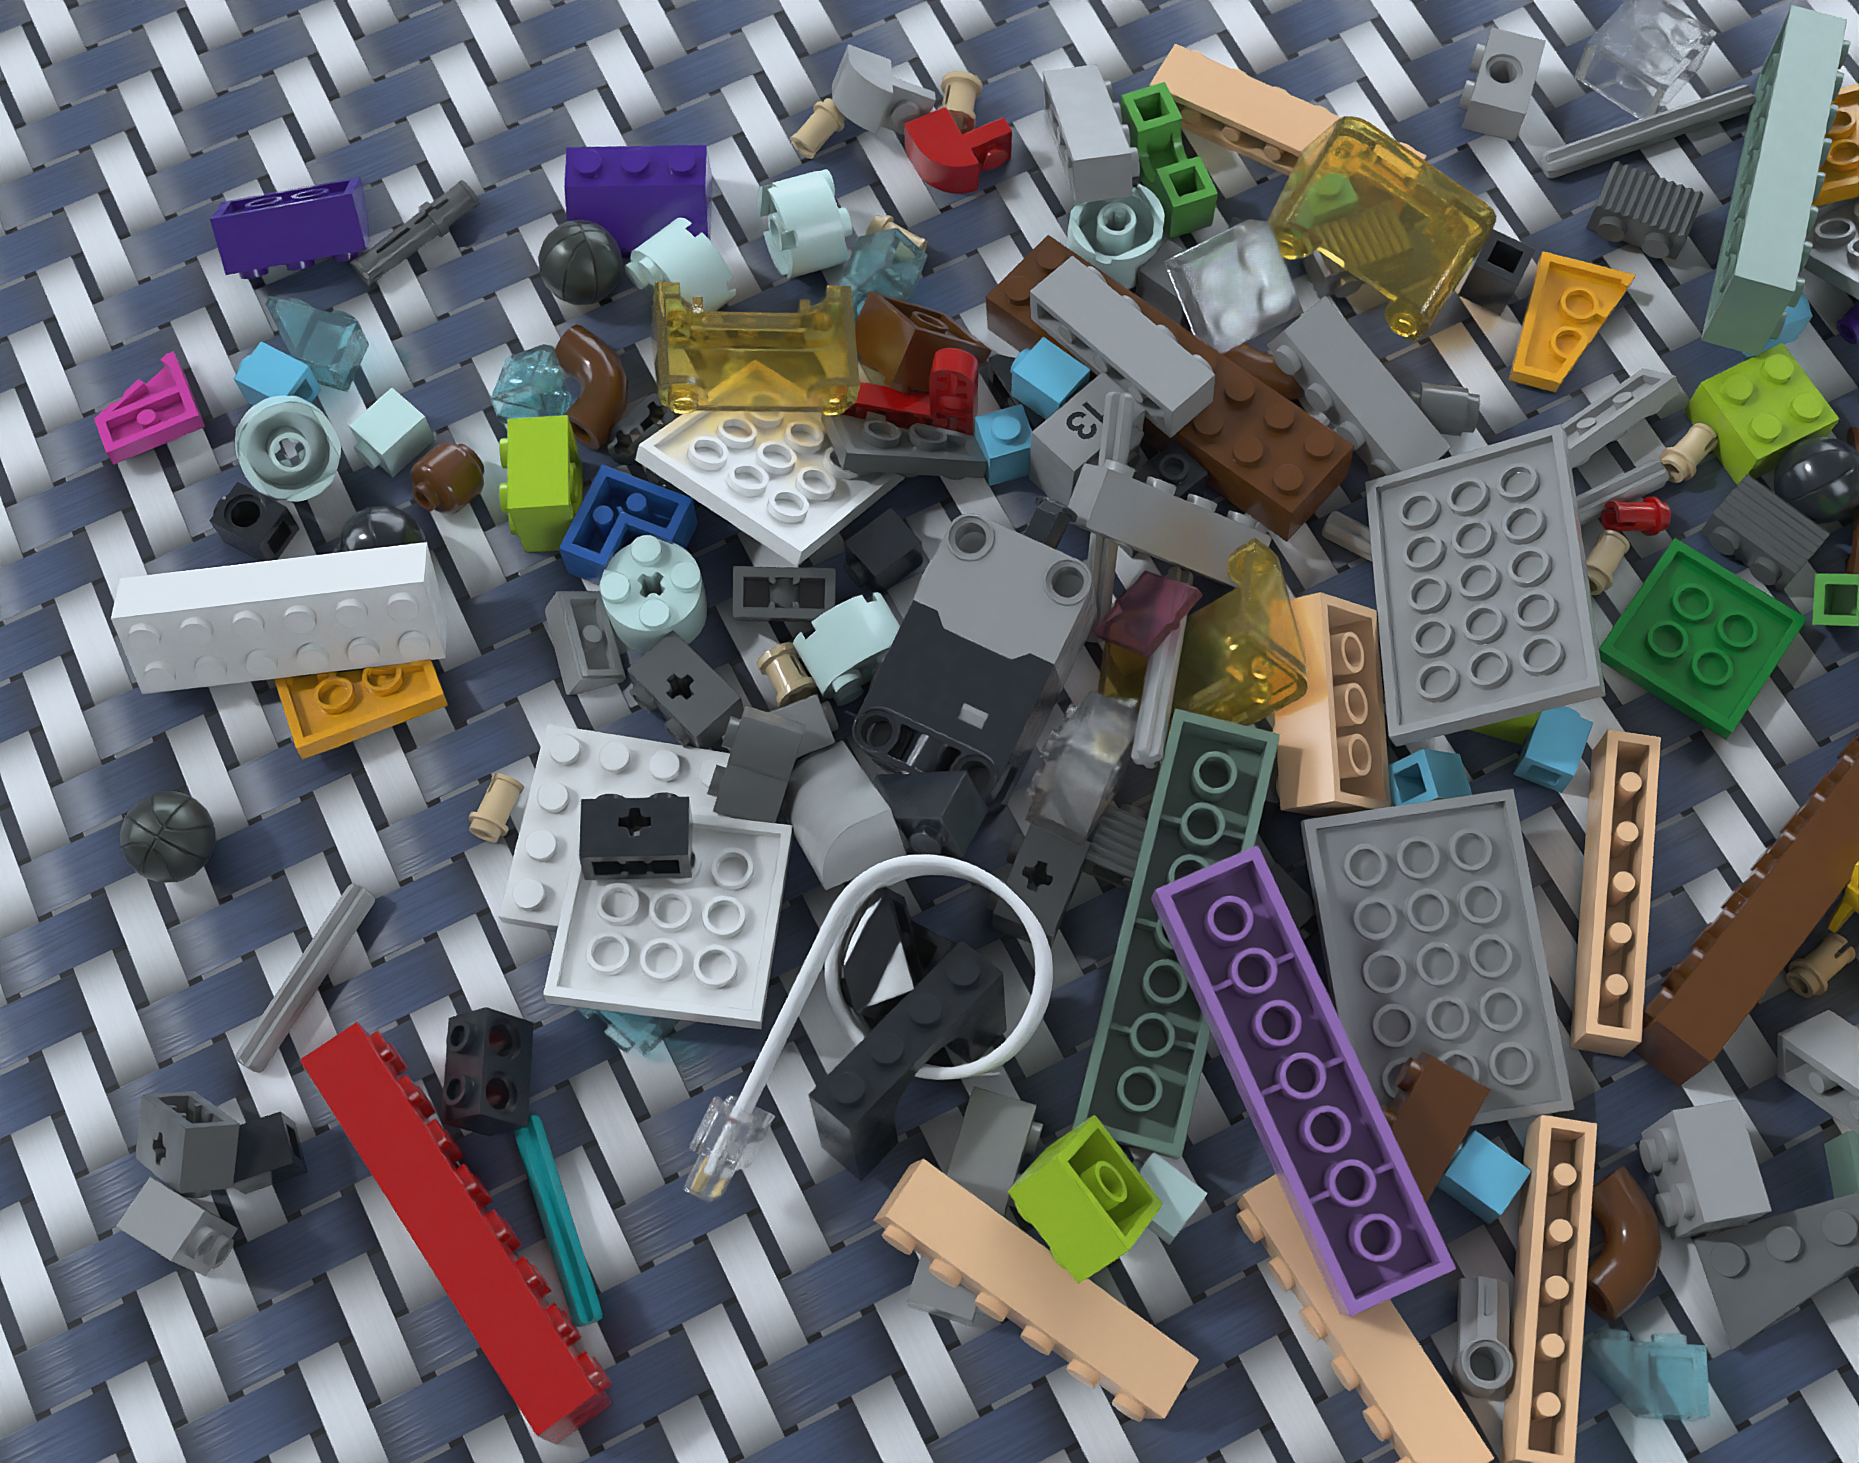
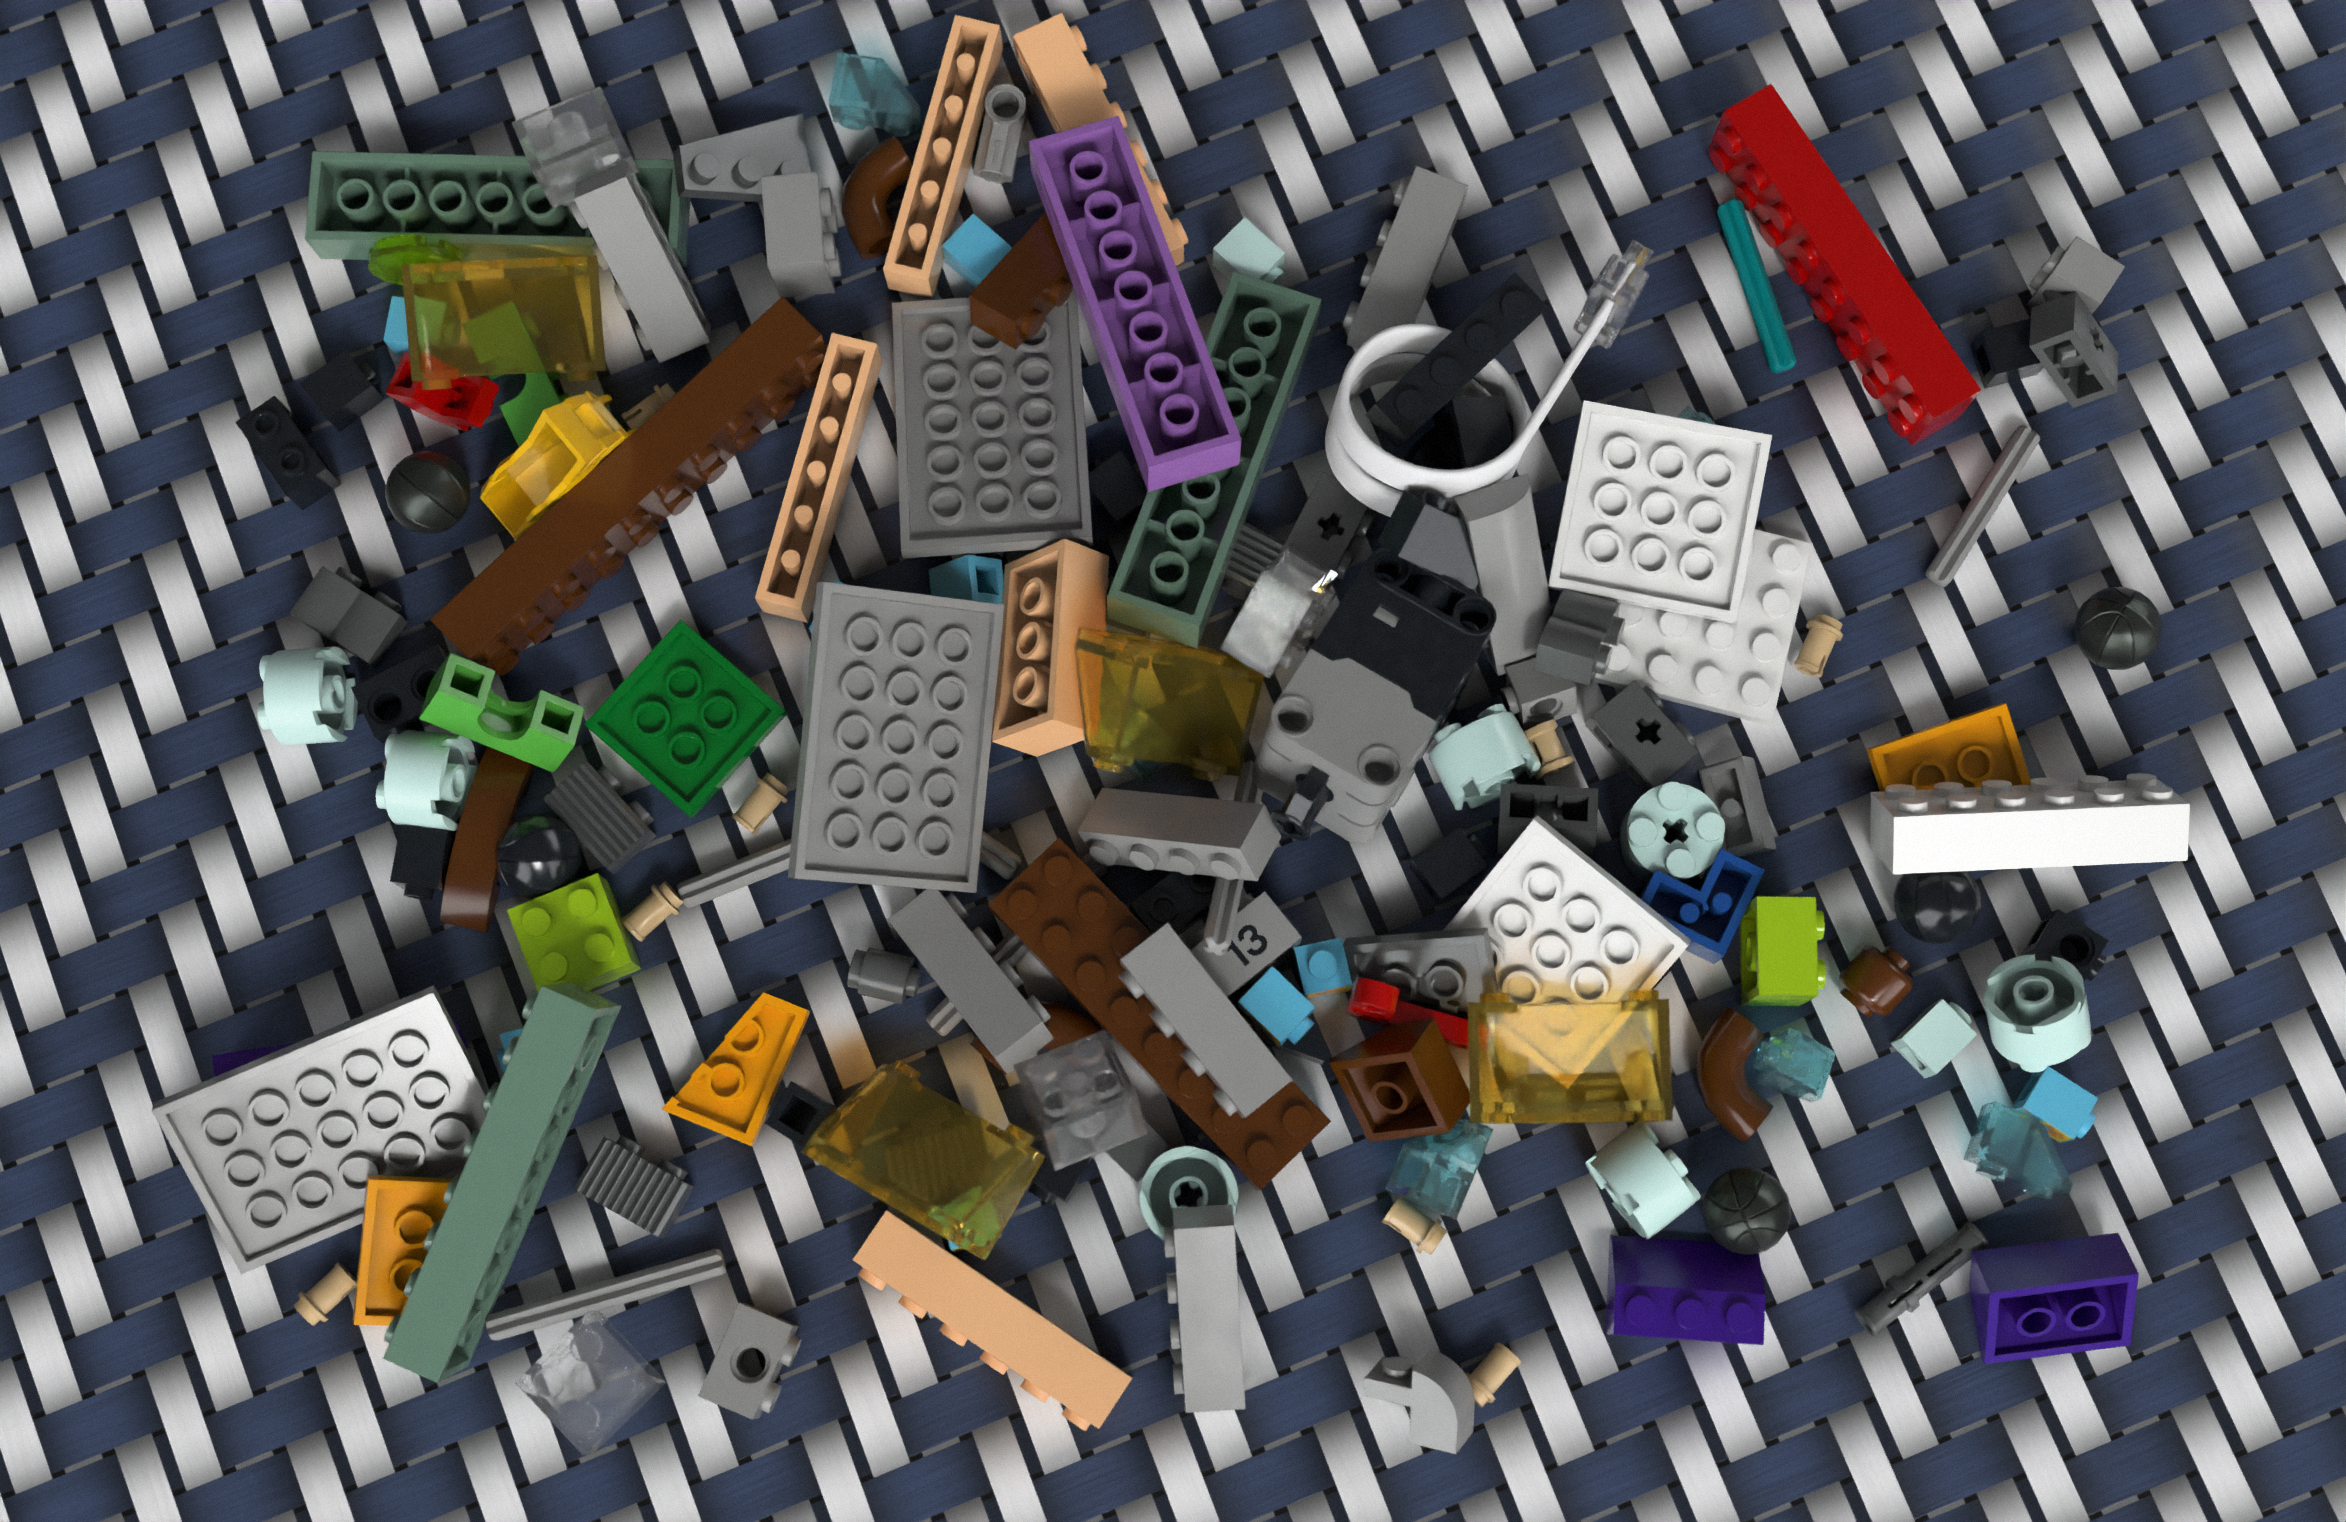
camera: 175 degrees left, 10 degrees up
(150, 413) = (2180, 1087): dark pink wing -> none
(487, 1072) = (1818, 396): black brick -> none
(613, 852) = (1716, 555): black brick -> none
(639, 422) = (1684, 1020): black beam -> none
(804, 223) = (1512, 1235): light aqua brick -> none
(954, 159) = (1356, 1318): red brick -> none
(959, 98) = (1337, 1392): tan bush -> none
(1025, 1284) = (1366, 178): light nougat brick -> none
(1085, 1199) = (1318, 231): lime brick -> none
(1147, 613) = (1206, 756): clear pink piece -> none
(1159, 690) = (1201, 689): light grey axle -> none
(1164, 169) = (1124, 1284): bright green arch -> none
(1617, 412) = (724, 952): light grey plate -> none
(1645, 516) = (720, 845): red pin -> none

